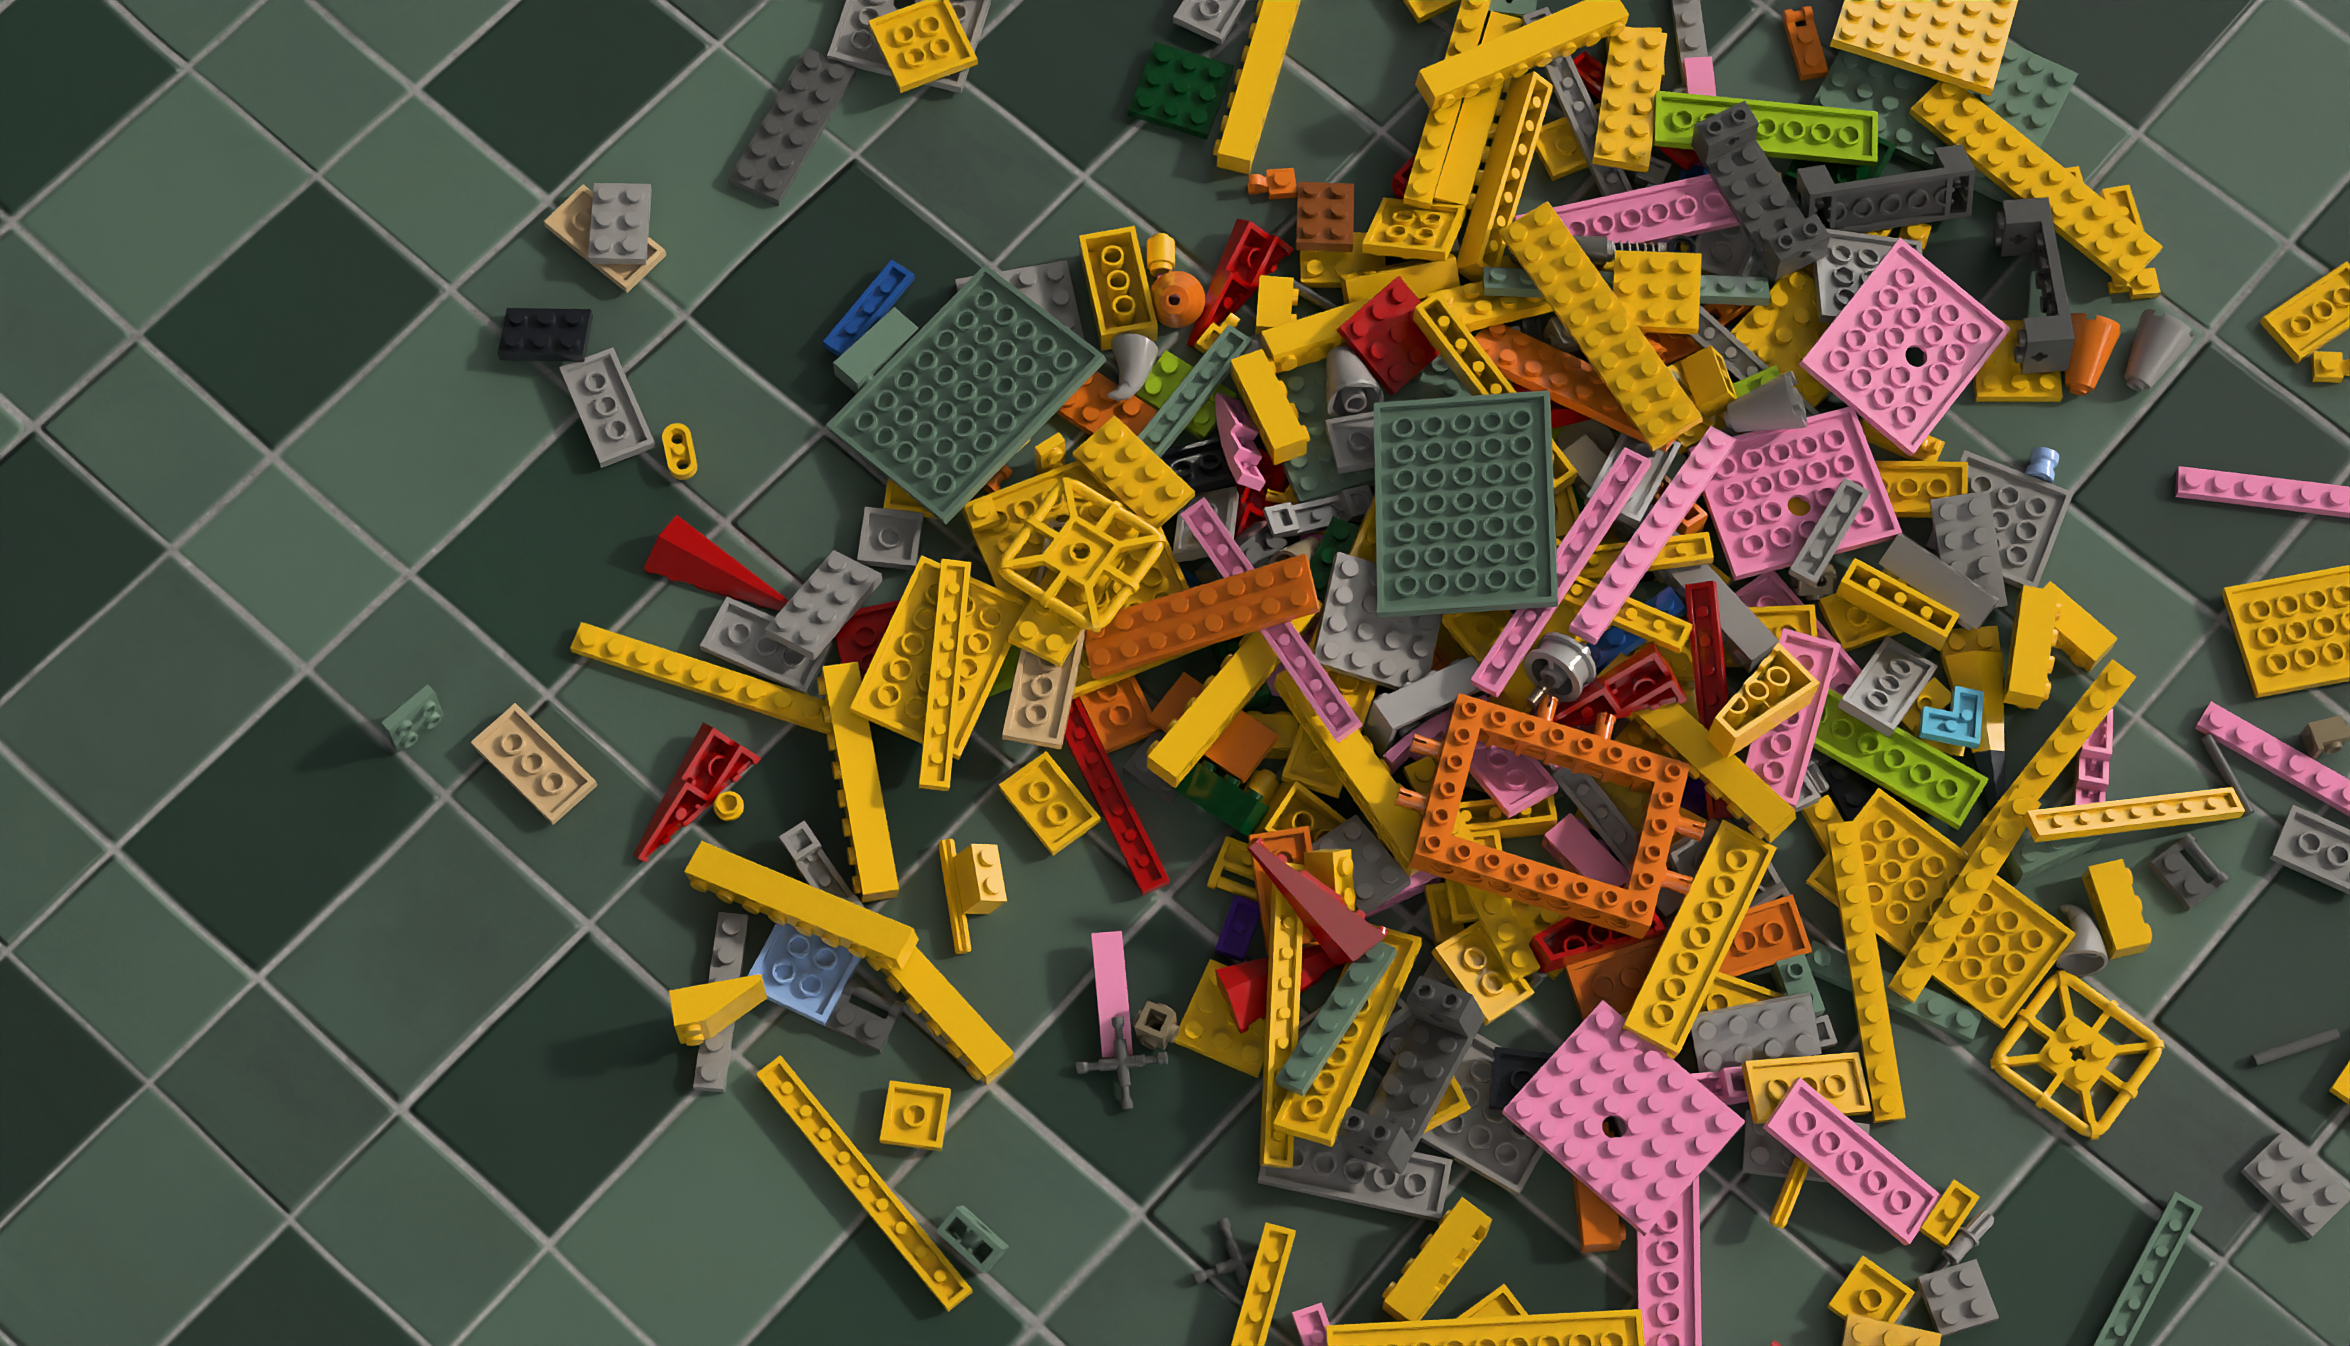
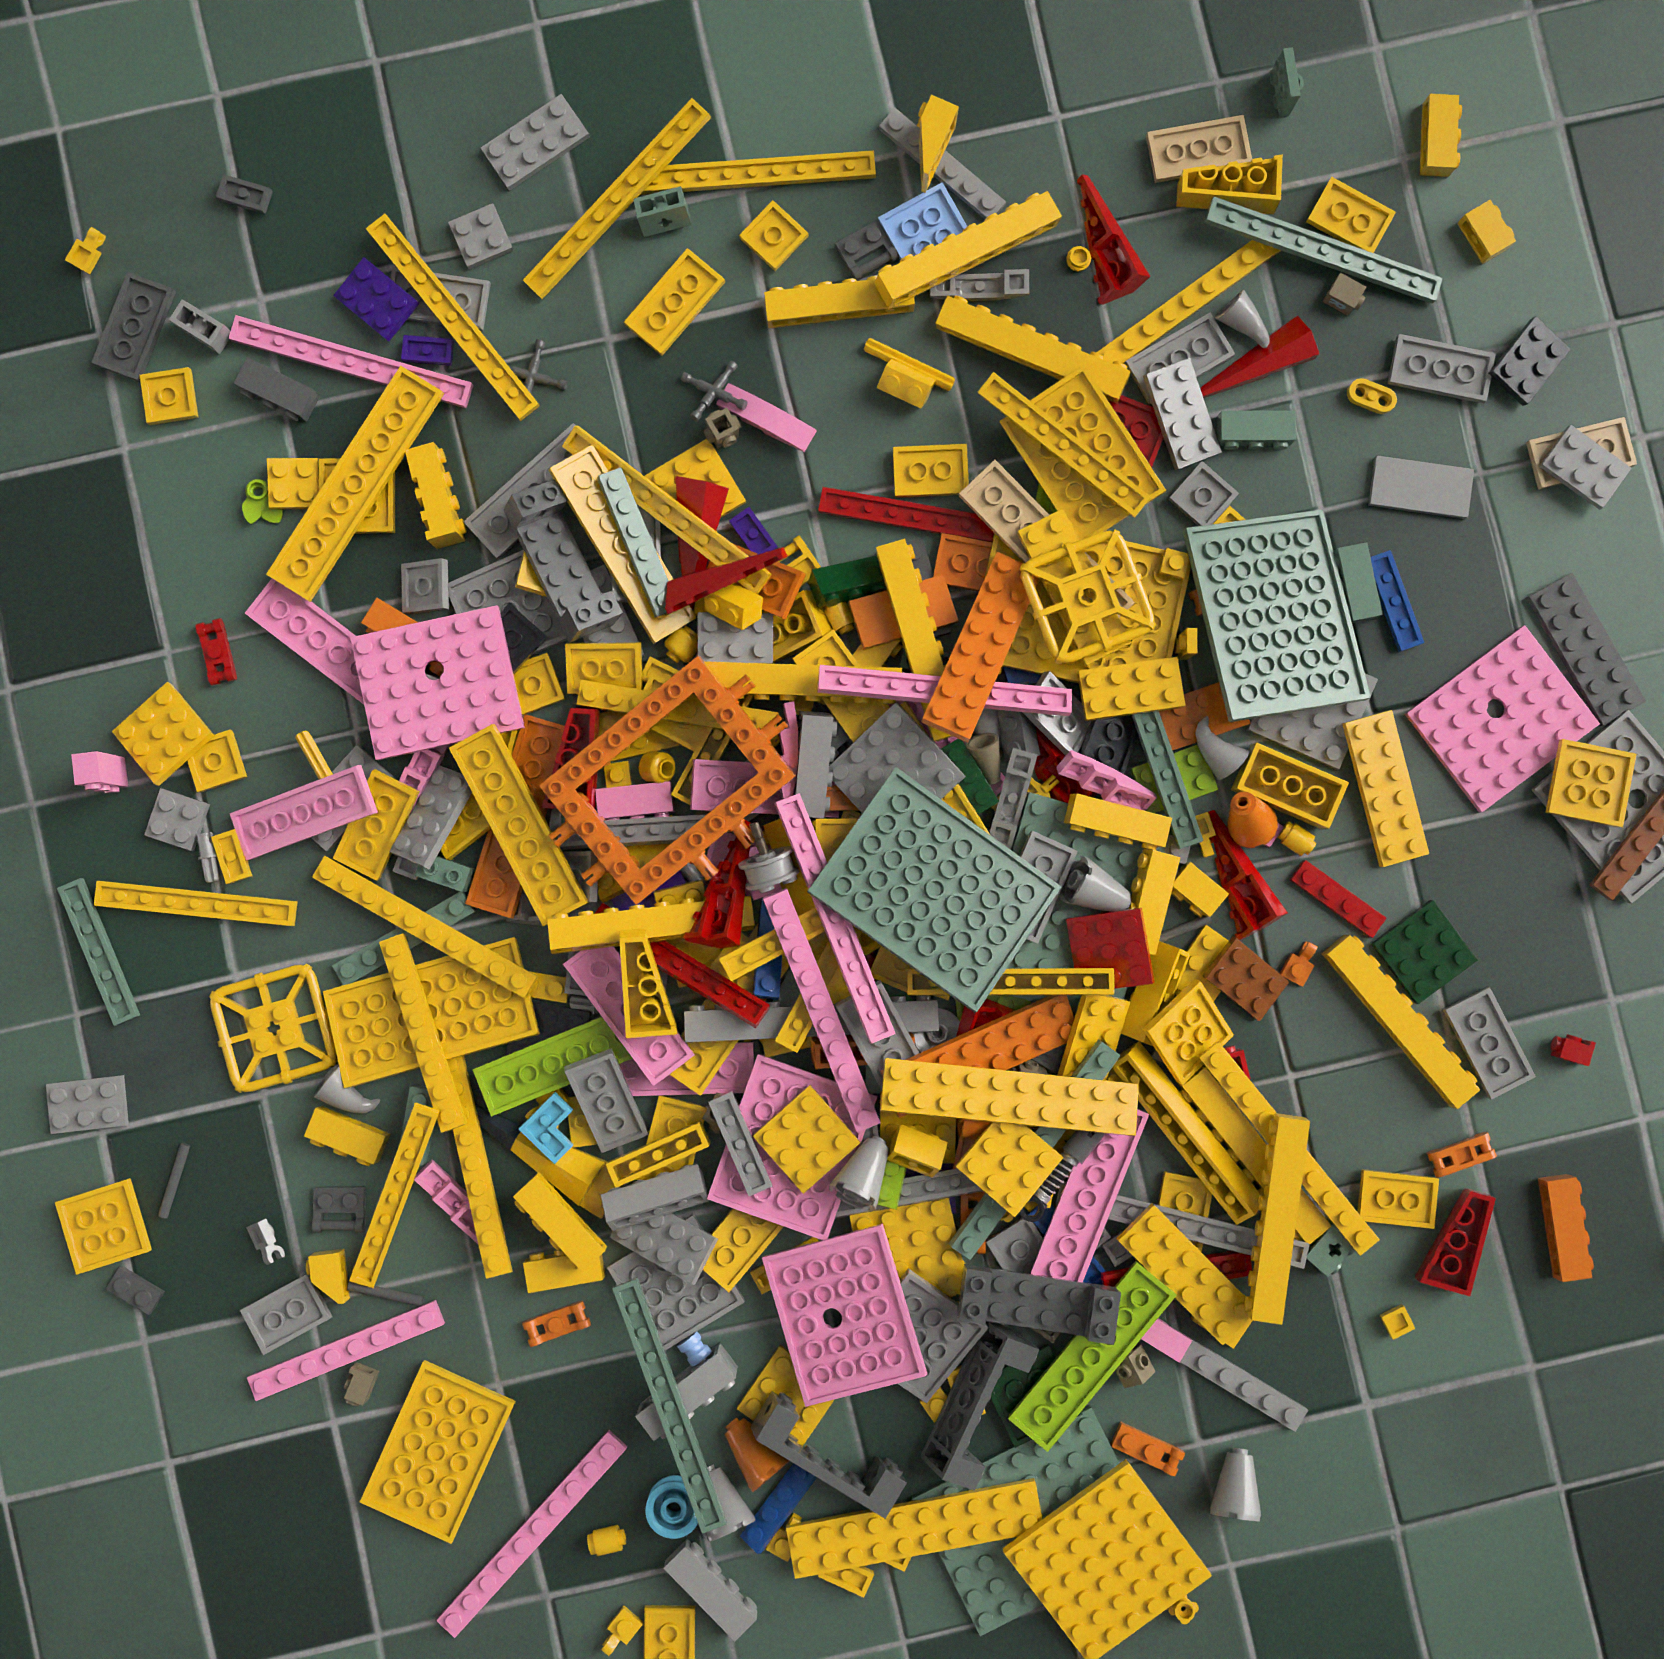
camera: 125 degrees right, 20 degrees up
(366, 550) = (1440, 135): none -> yellow brick
(438, 449) = (1486, 231): none -> yellow brick
(508, 580) = (1350, 216): none -> yellow plate
(548, 694) = (1247, 184): none -> yellow wedge
(565, 581) = (1323, 250): none -> sand green plate
(593, 536) = (1345, 294): none -> dark tan brick
(682, 616) = (1244, 317): none -> light grey hat
(738, 356) = (1421, 487): none -> light grey tile
(788, 531) = (1256, 429): none -> sand green brick
(950, 140) = (1500, 753): none -> bright pink plate
(993, 1293) = (617, 198): none -> yellow plate
(1055, 209) = (1385, 788): none -> yellow plate
(1056, 1167) = (674, 302): none -> yellow plate
(1188, 190) = (1338, 899): none -> red plate
(1401, 917) = (681, 645): none -> yellow head
(1535, 1209) = (425, 586): none -> light grey plate
(1541, 851) = (657, 767): none -> yellow head
(1544, 1028) = (537, 684): none -> yellow plate
(1747, 87) = (1135, 1368): none -> dark tan brick
(1777, 480) = (806, 1139): none -> yellow plate
(2023, 1217) = (195, 903): none -> yellow plate
(2086, 441) = (695, 1386): none -> light grey brick
(2106, 435) = (669, 1405): none -> sand green plate
(2117, 304) = (777, 1508): none -> blue plate
(2122, 603) = (556, 1323): none -> orange plate
(2187, 405) = (661, 1518): none -> medium azure wheel
(2233, 313) = (710, 1589): none -> light grey brick
(2253, 836) = (329, 1273): none -> yellow slope
(2270, 428) = (606, 1540): none -> yellow brick
(2274, 920) = (263, 1239): none -> light grey plate

